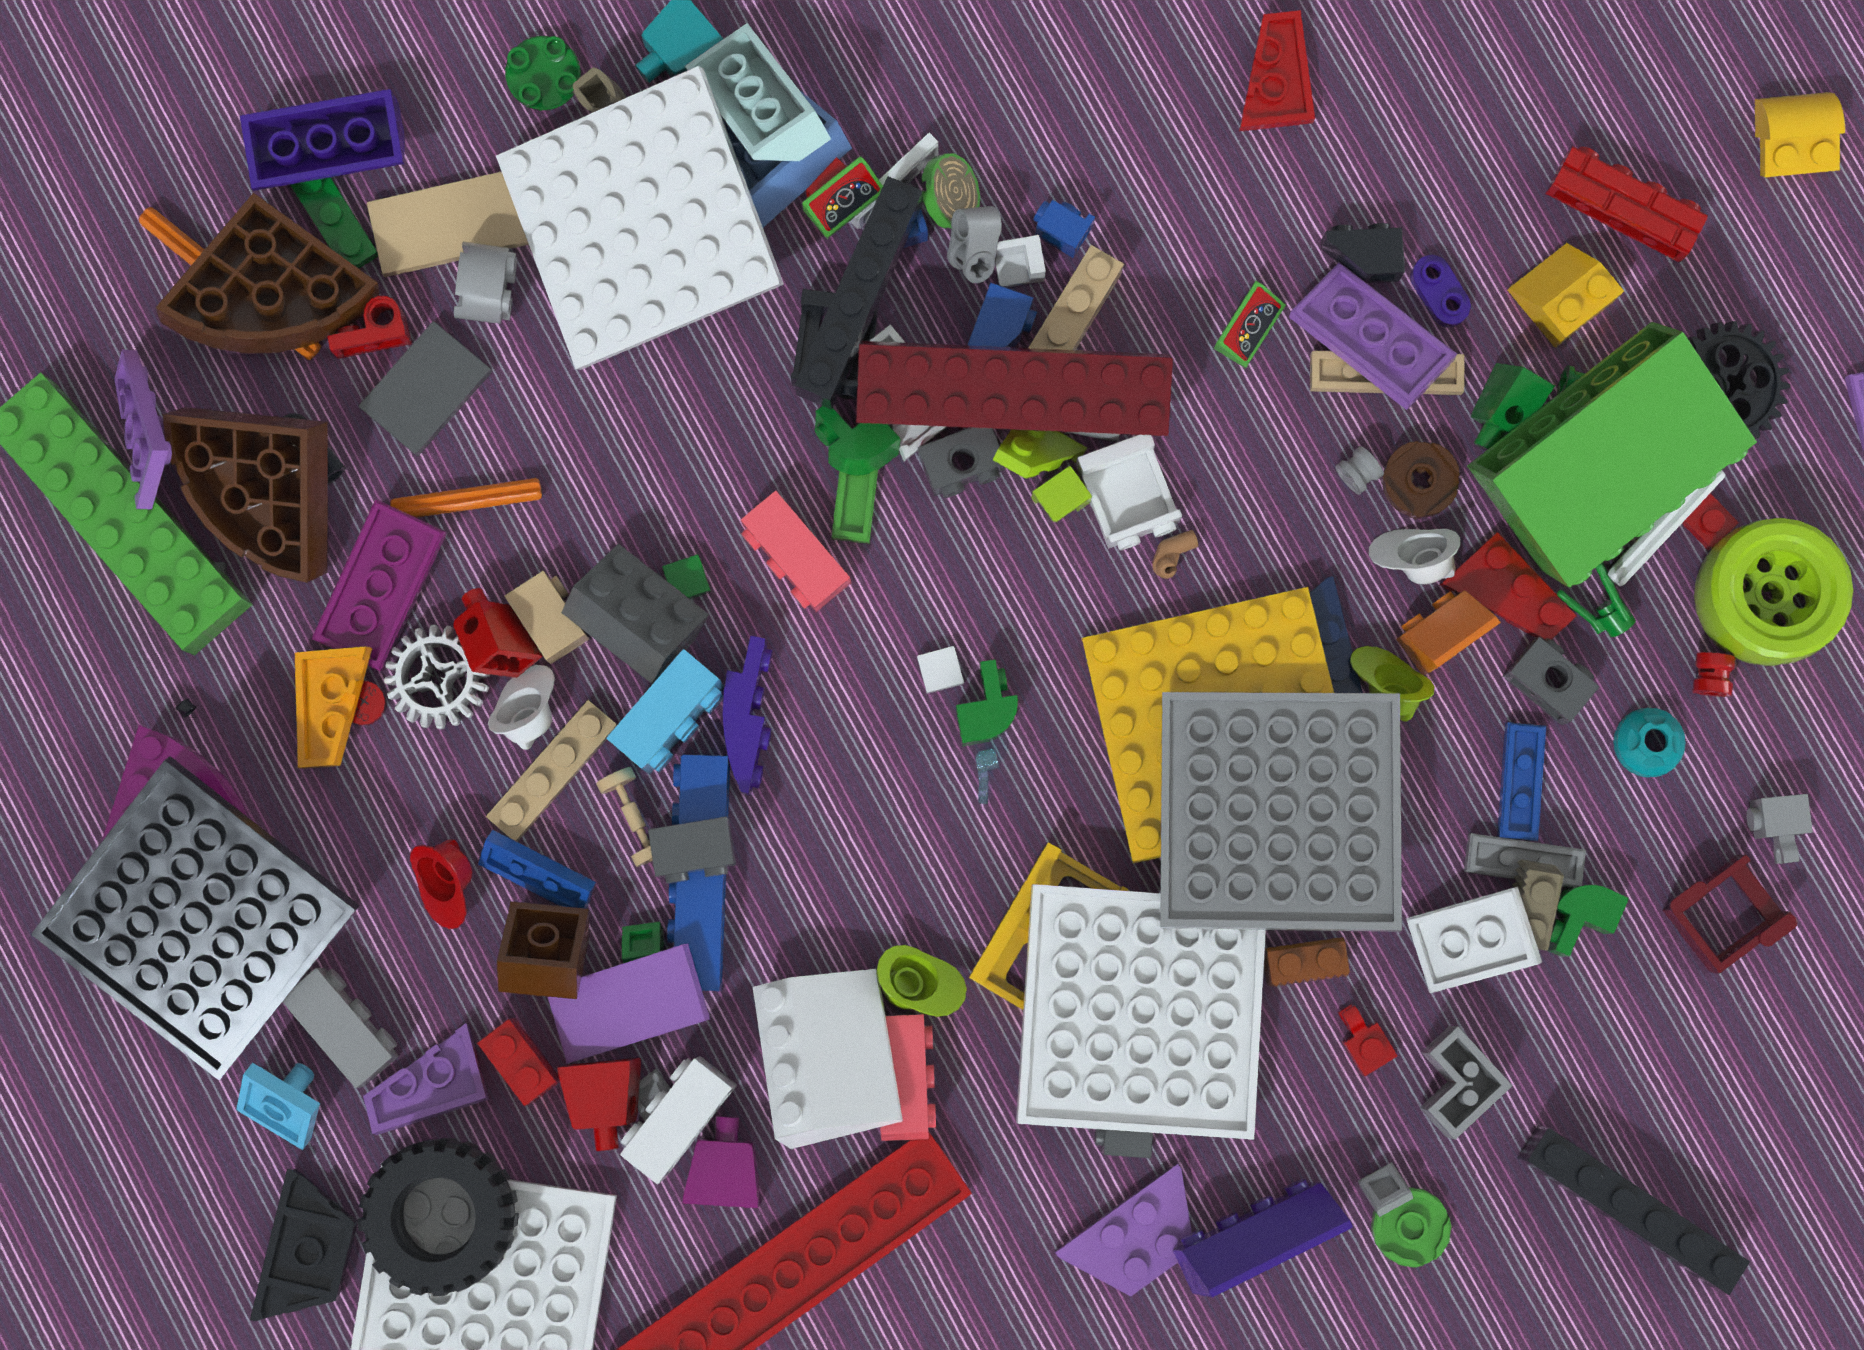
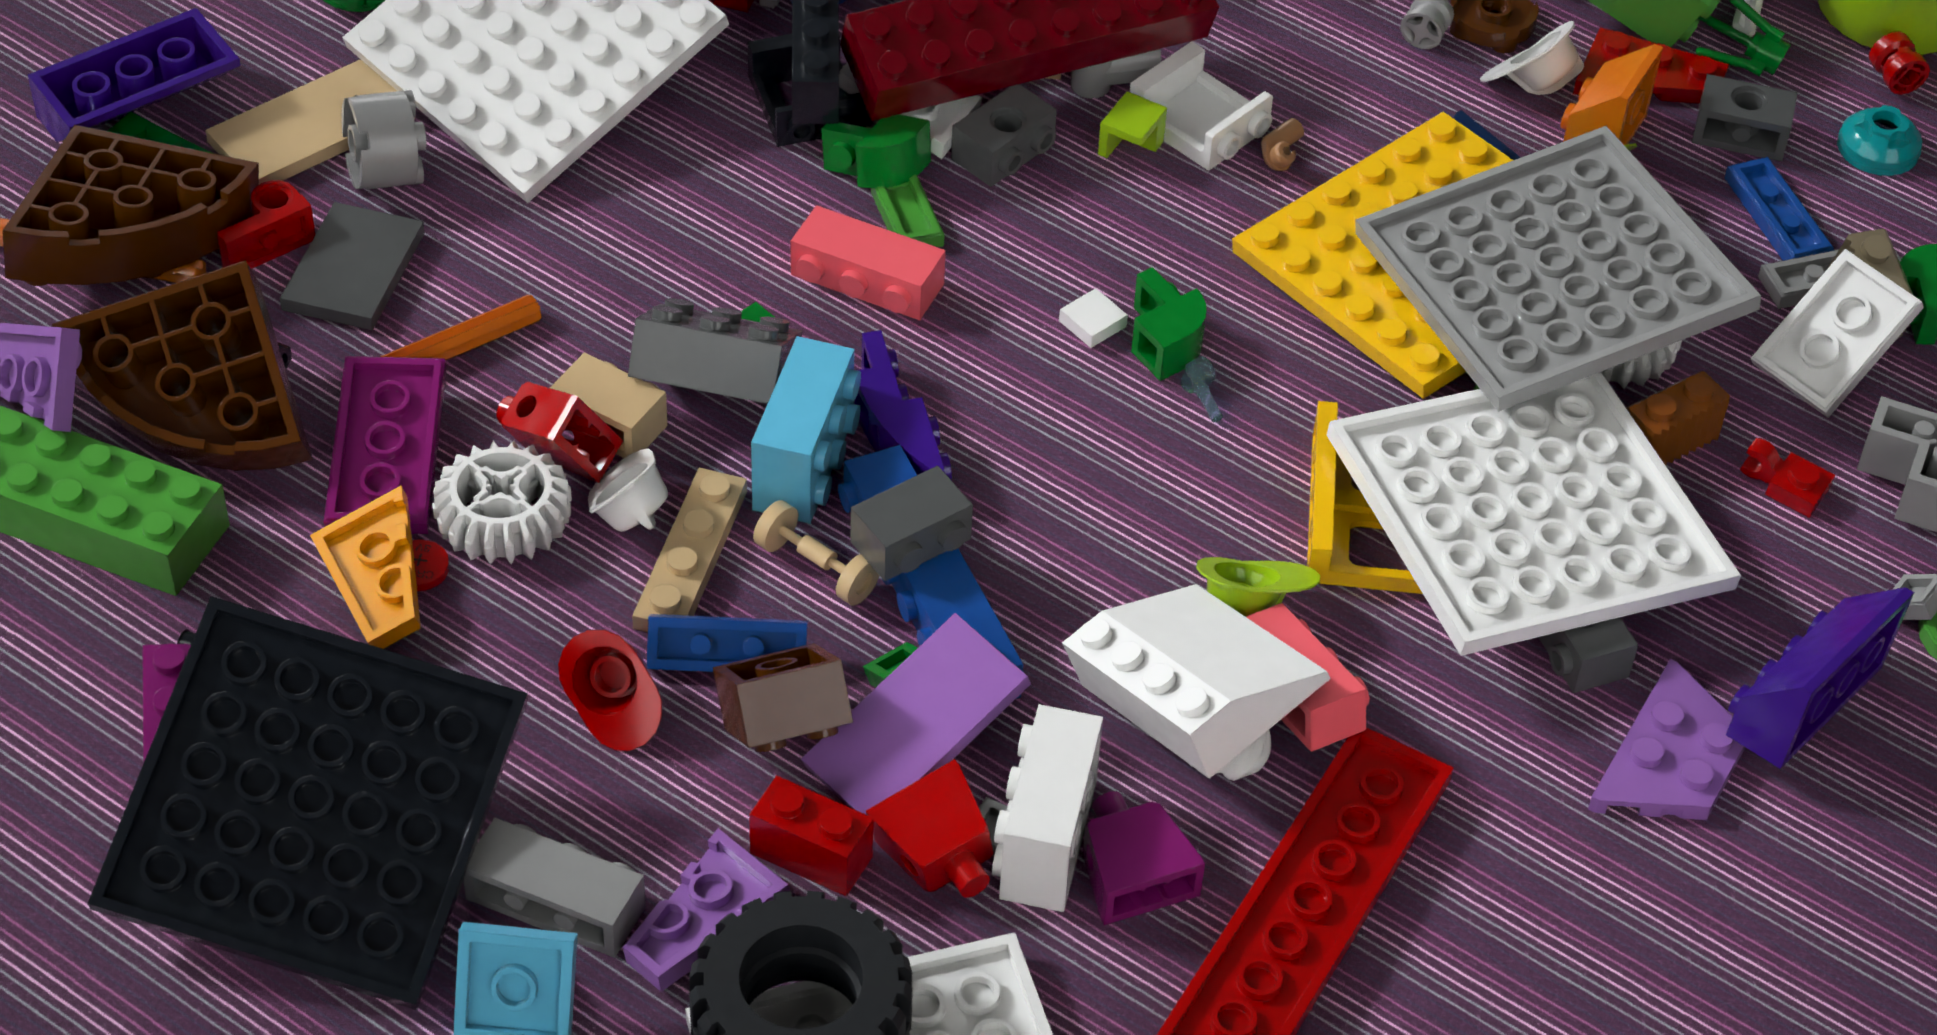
camera: 25 degrees left, 35 degrees down
(1036, 451) = (1070, 91): lime wing -> none

